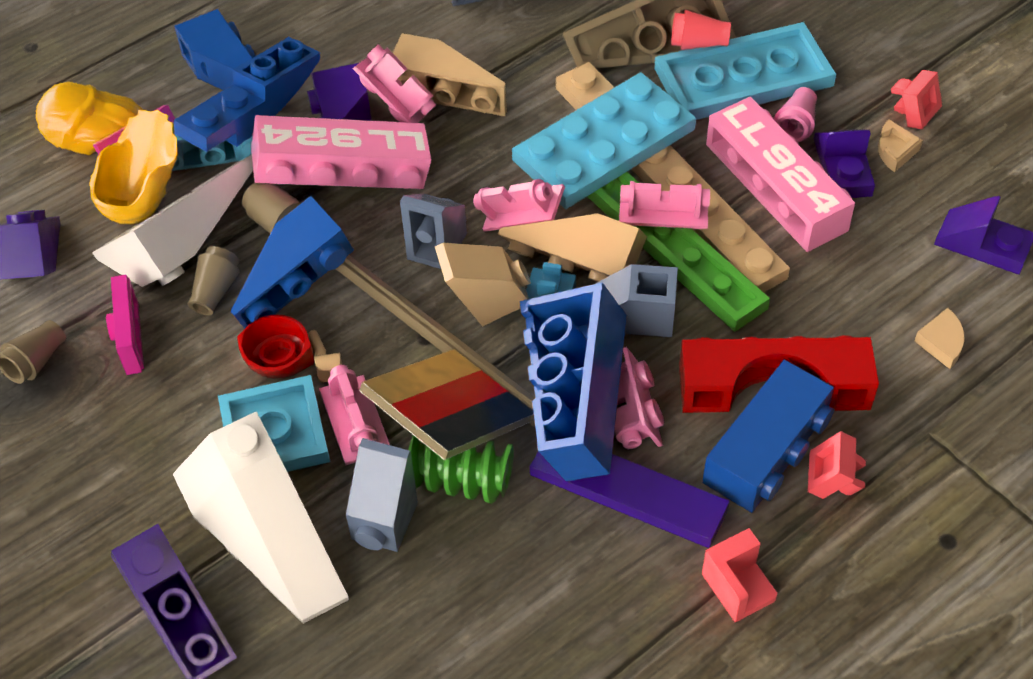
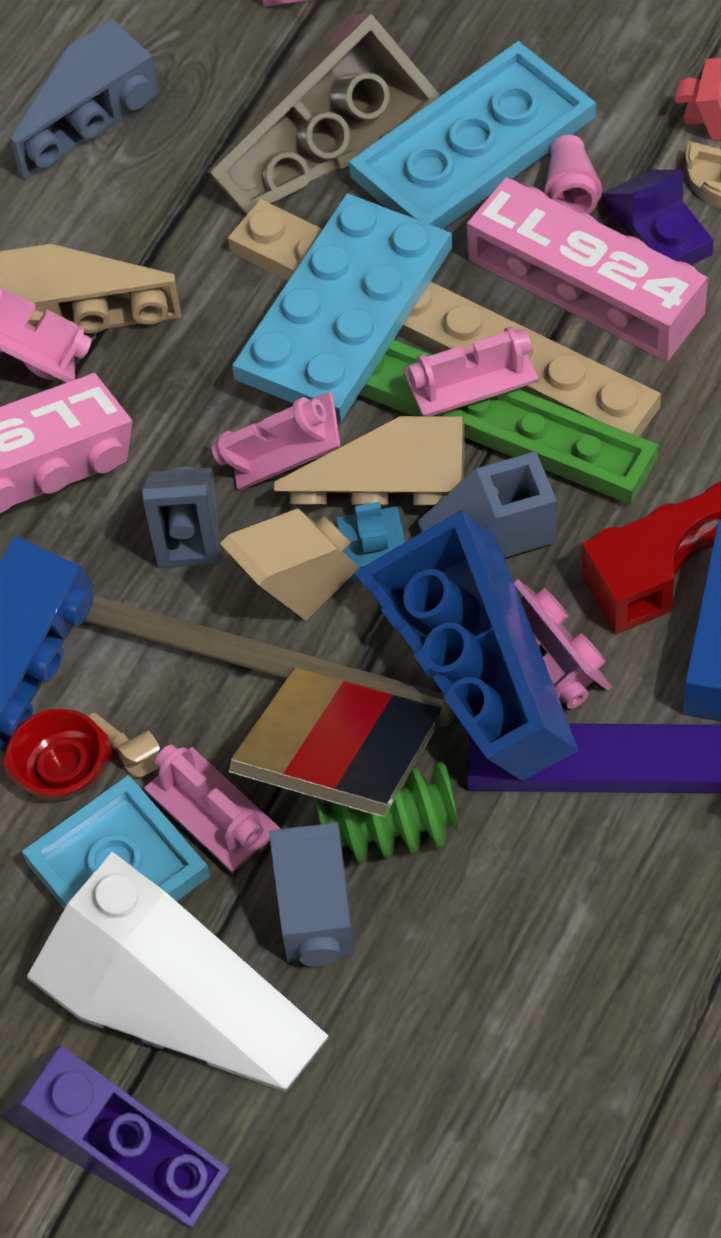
camera: 20 degrees left, 5 degrees up
(699, 31) = (390, 107): coral cone -> none

